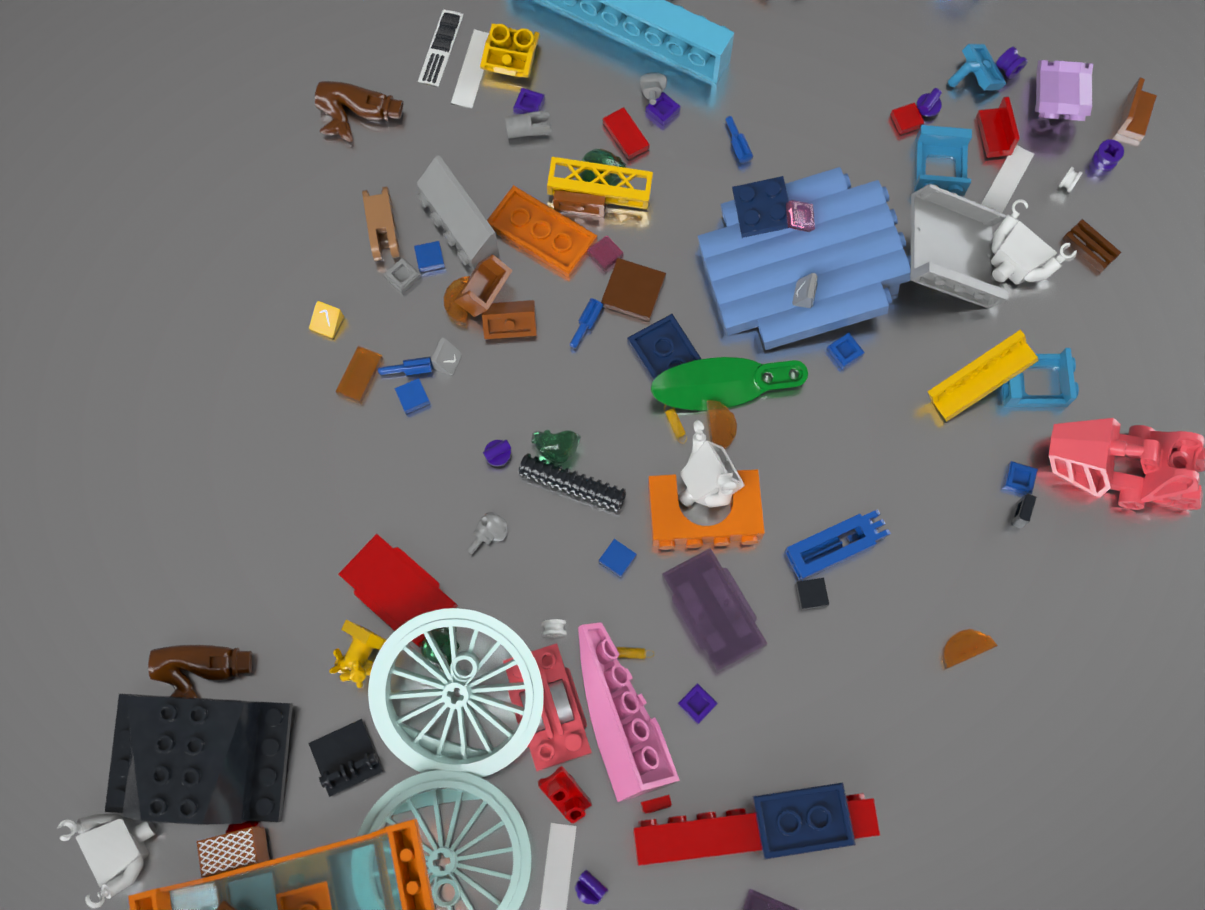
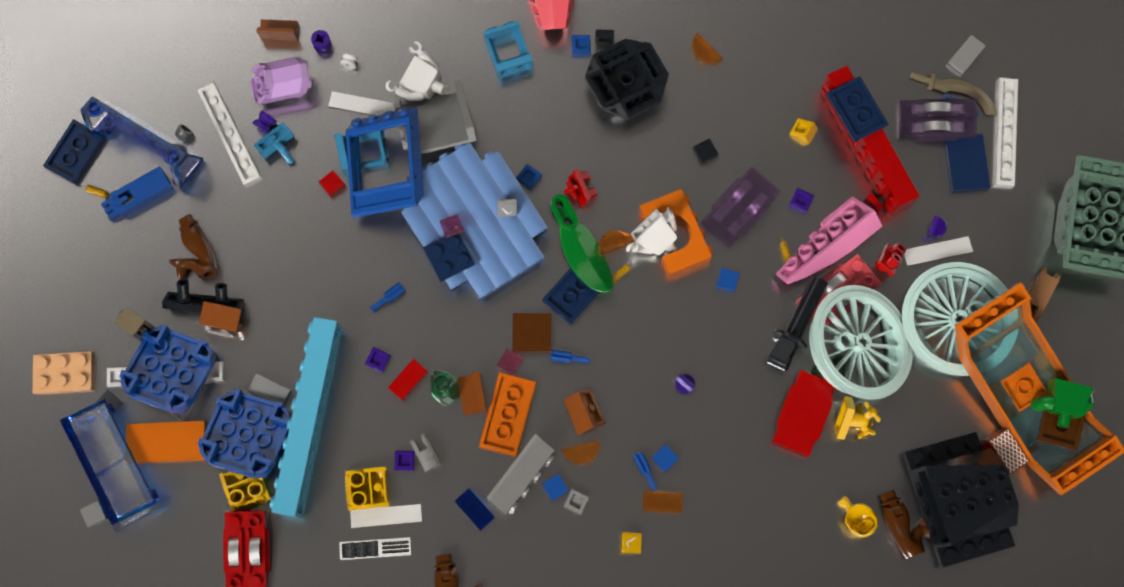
camera: 110 degrees left, 5 degrees up
(112, 849) = (1035, 529): white torso -> none
(230, 608) = (859, 518): none -> yellow hair
(345, 758) = (920, 406): black hinge -> none
(381, 223) = (543, 531): medium nougat piece -> none
(446, 357) = (629, 444): light grey slope -> none
(451, 154) = (474, 509): none -> clear blue tile
(483, 285) = (570, 435): dark orange panel -> none
(489, 528) = (740, 369): light grey piece -> none
(502, 605) = (791, 338): none -> black piece
(553, 628) = (789, 303): white bush -> none
(558, 446) = (668, 343): clear green hair -> none
(572, 482) = (688, 325): black piece -> none
(614, 194) = (467, 381): yellow fence -> none
(653, 85) = (363, 371): light grey piece -> none
(801, 748) = (804, 130): none -> yellow slope
(821, 408) = (578, 189): none -> red hips
(826, 550) = (672, 151): blue hinge -> none
(864, 157) = (390, 196): none -> blue window
(930, 103) = (315, 171): dark purple plate -> none
(965, 490) = (632, 61): none -> black piece
(982, 376) = (524, 80): yellow fence -> none
(998, 129) = (323, 118): red panel -> none
(1007, 25) = (229, 134): none -> white tile
(1094, 242) = (396, 21): reddish brown tile -> none

